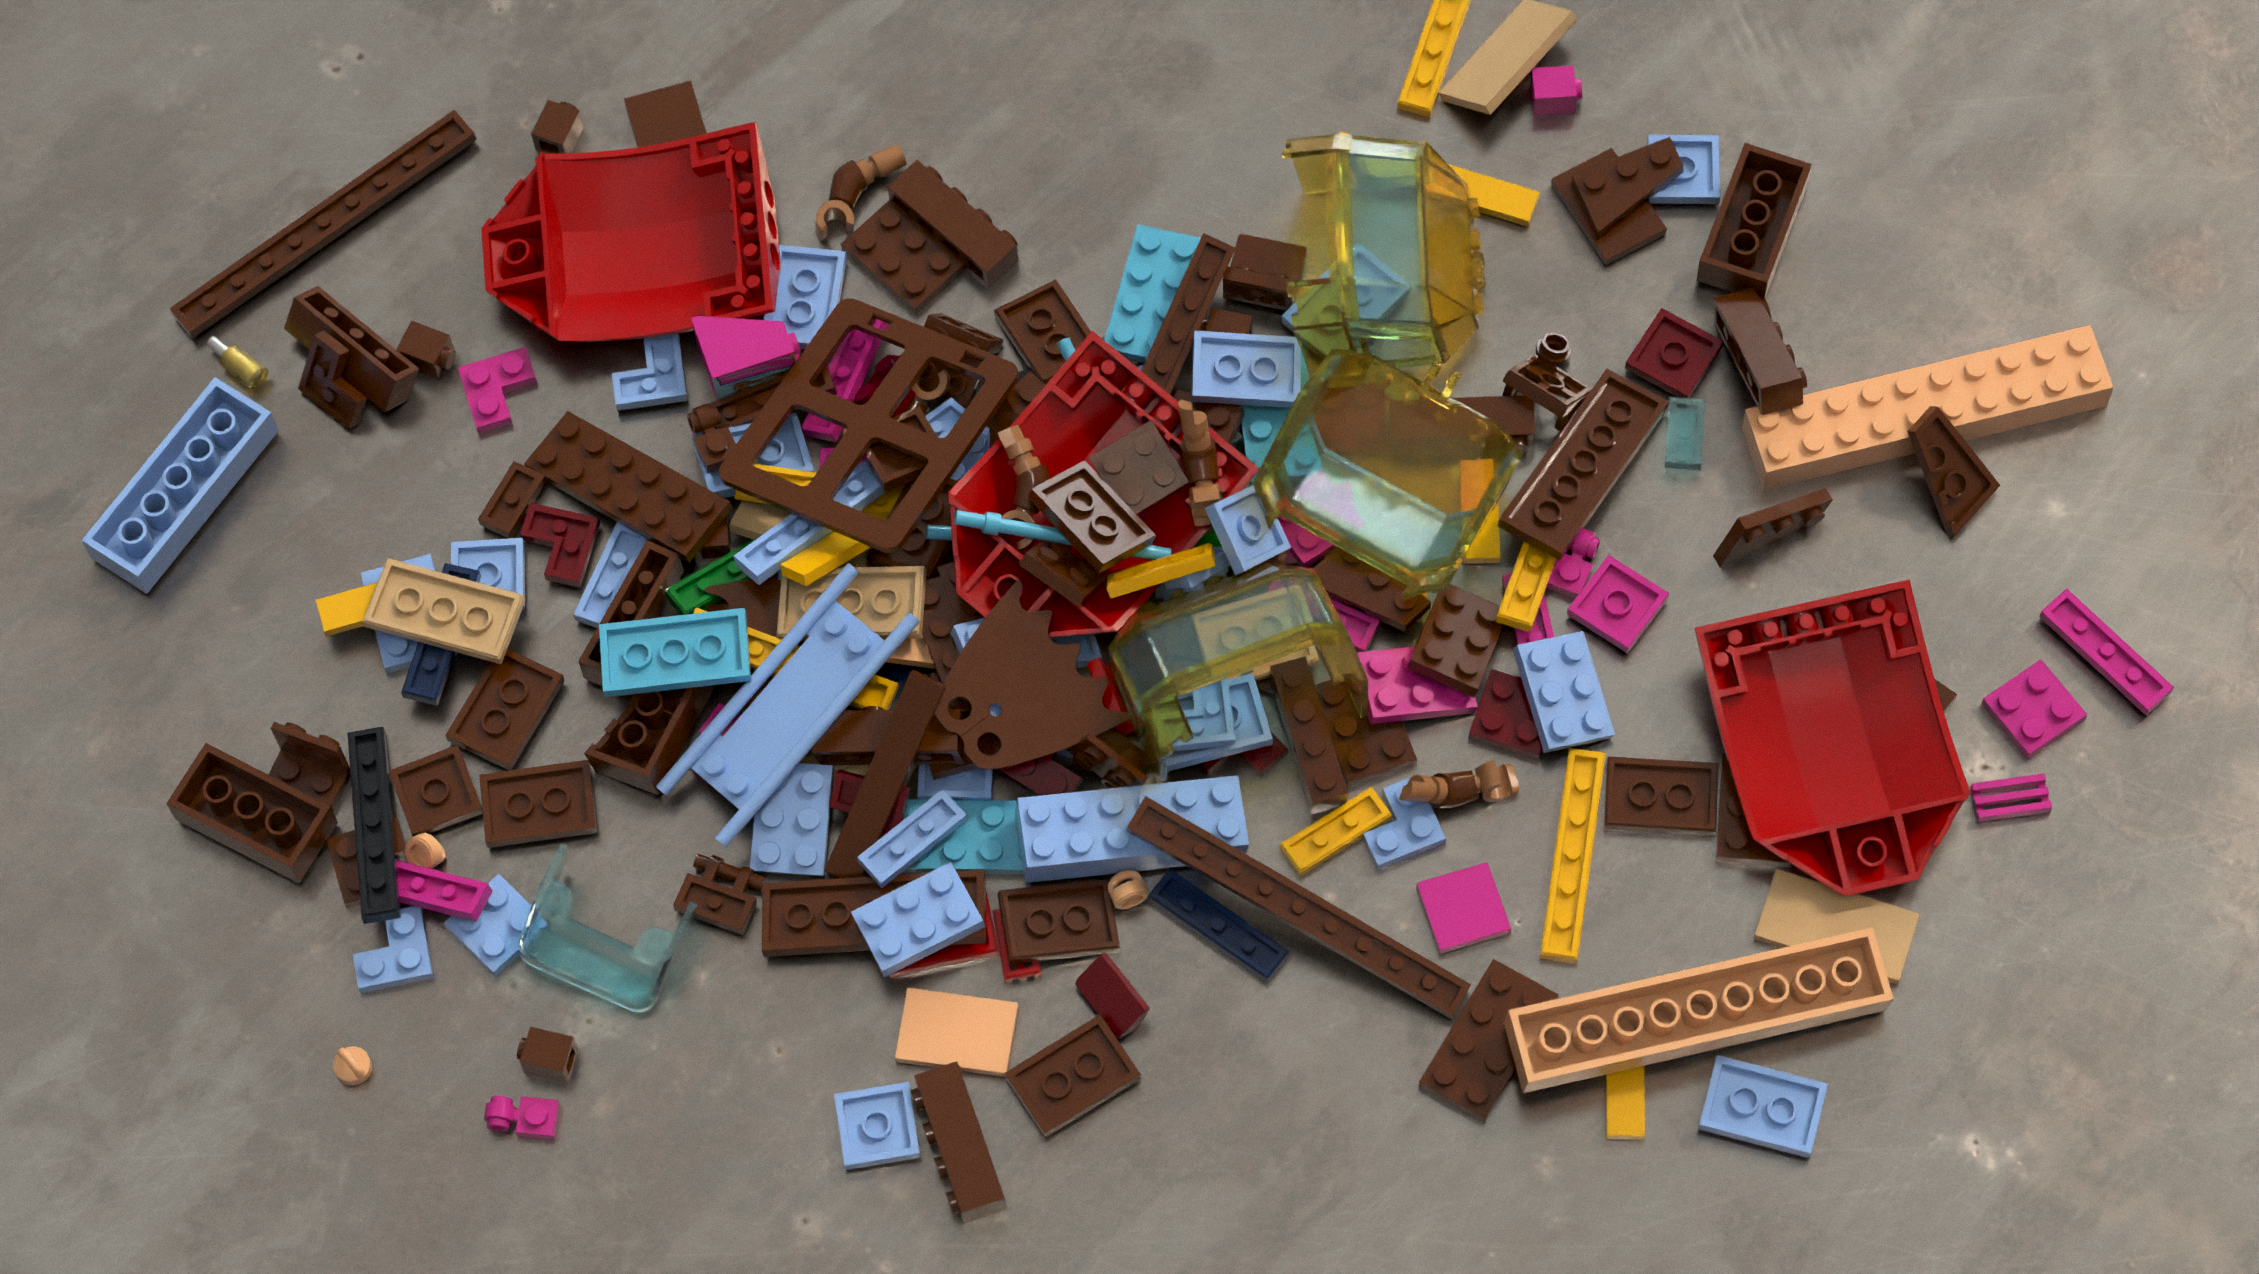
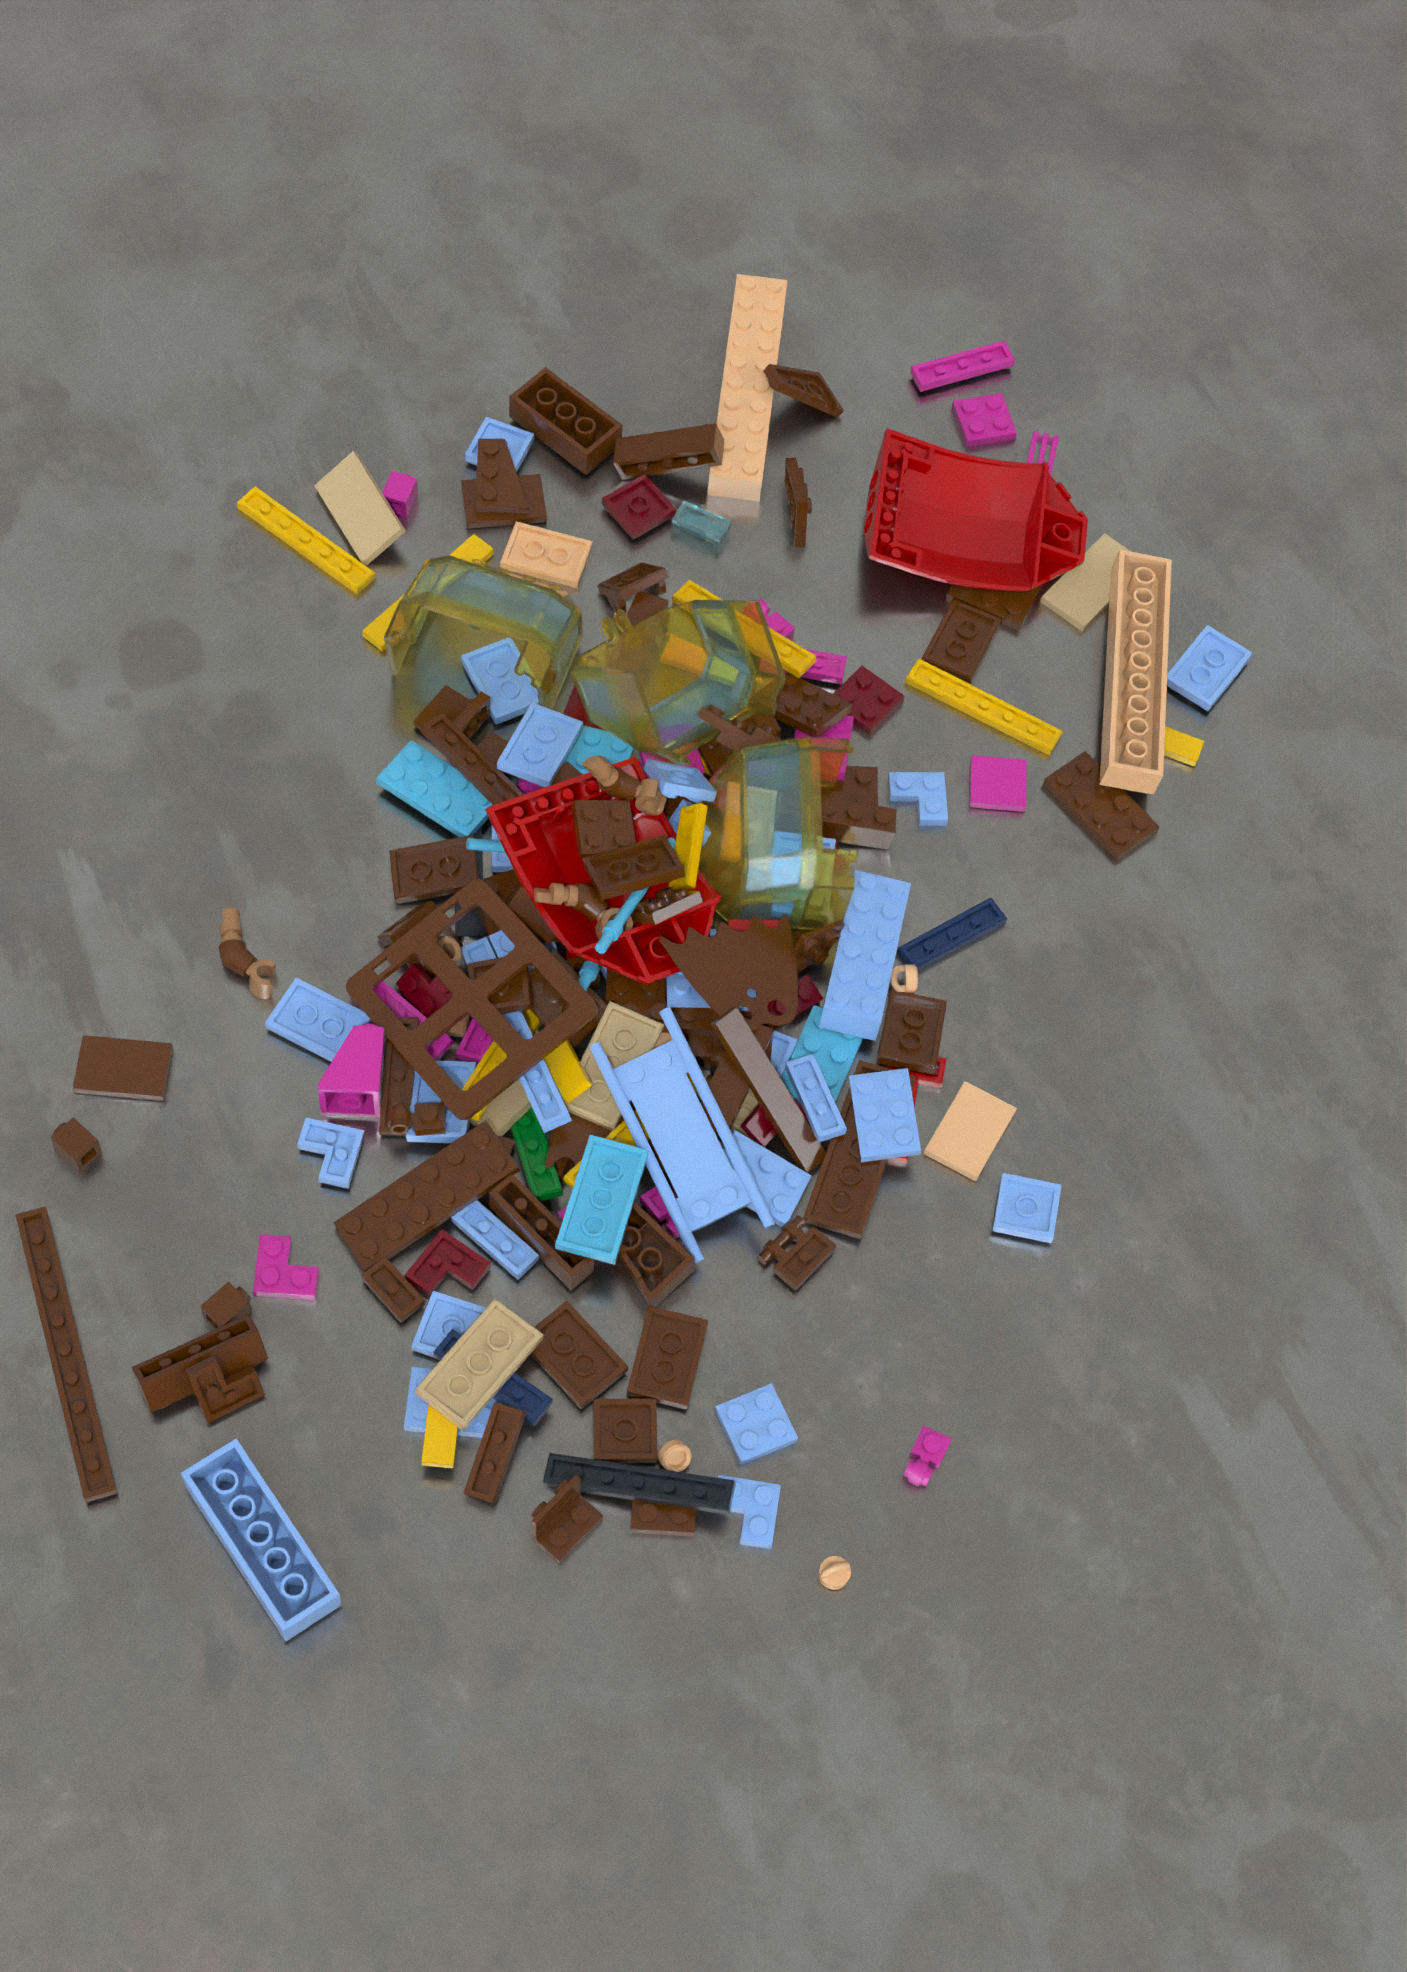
camera: 80 degrees left, 5 degrees down
(239, 363) = (162, 1461): clear yellow piece -> none
(252, 812) = (589, 1575): reddish brown brick -> none
(356, 669) = (494, 1453): none -> reddish brown plate
(441, 891) = (722, 1446): dark pink plate -> none
(547, 1054) = (884, 1419): reddish brown brick -> none
(592, 959) = (802, 1374): clear light blue windscreen -> none
(638, 238) = (216, 1112): red windscreen -> none
(903, 256) = (315, 944): reddish brown plate -> none
(955, 222) = (308, 898): reddish brown brick -> none
(960, 1143) = (1062, 1156): reddish brown brick -> none
(1072, 1076) = (1035, 1066): reddish brown plate -> none
(1112, 996) = (984, 1017): dark red slope -> none
(1298, 907) = (969, 871): reddish brown plate -> none
(1335, 831) = (911, 840): yellow tile -> none
(1348, 581) = (734, 733): none -> reddish brown slope
(1462, 787) = (911, 750): medium nougat piece -> none
(1553, 348) = (600, 571): reddish brown plate -> none
(1554, 283) = (546, 554): none -> light nougat tile
(1563, 691) = (867, 660): light blue plate -> none
(1583, 464) = (691, 568): reddish brown plate -> none
(1617, 603) = (811, 608): dark pink plate -> none

